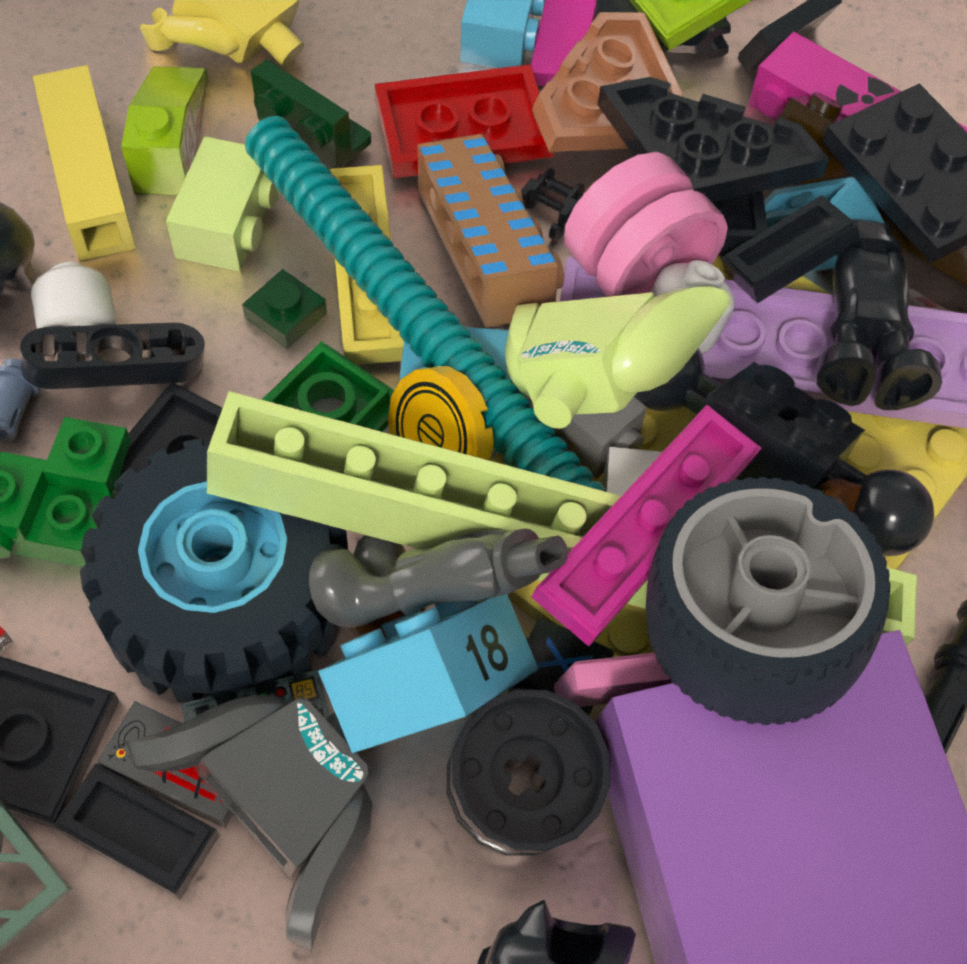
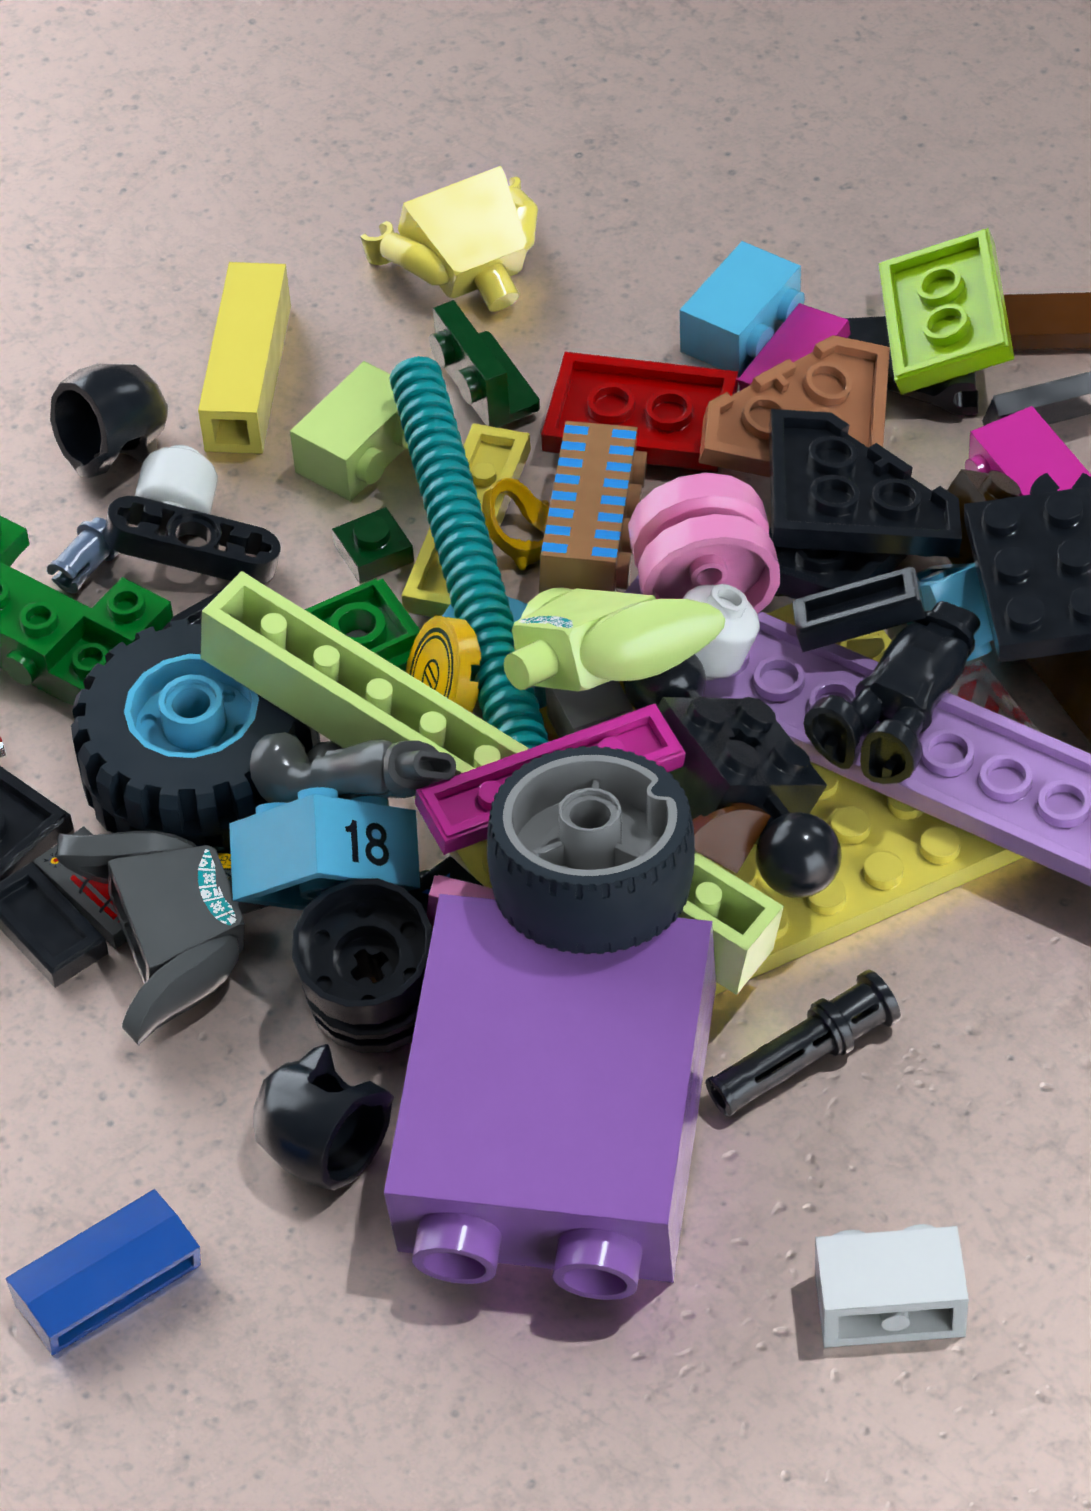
camera: 30 degrees right, 10 degrees down
(163, 129) = (337, 339): lime slope -> none
(422, 238) = (531, 508): none -> yellow piece

